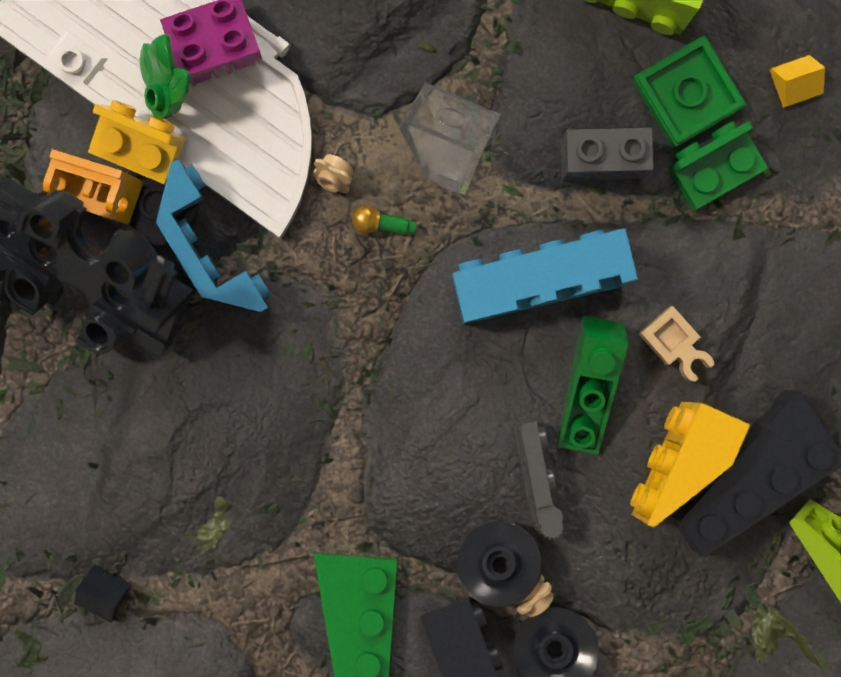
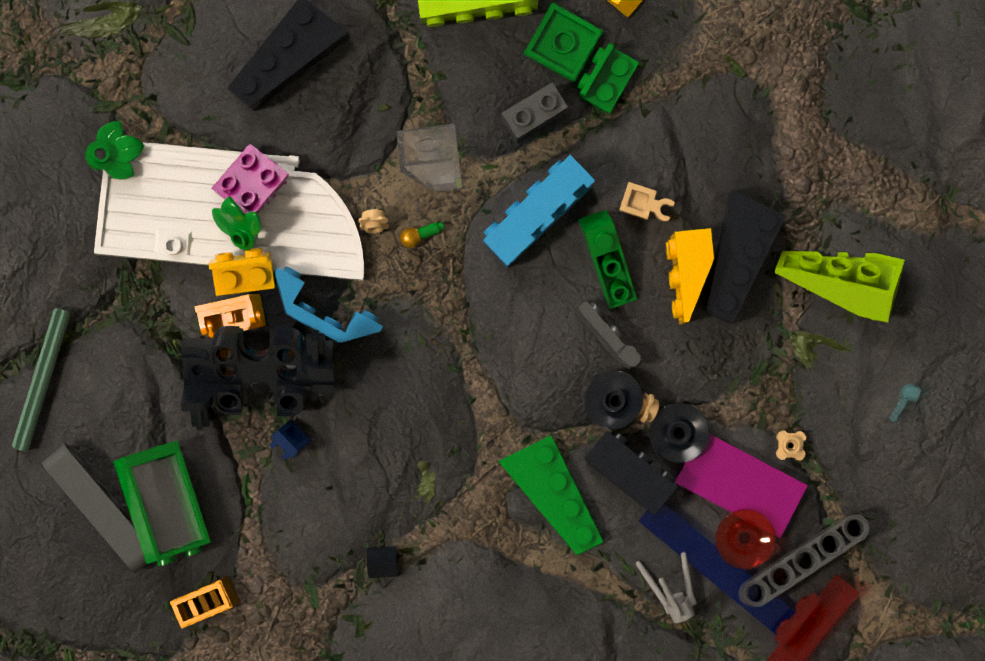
camera: 30 degrees left, 0 degrees up
(76, 379) = (290, 439): none -> dark blue tile

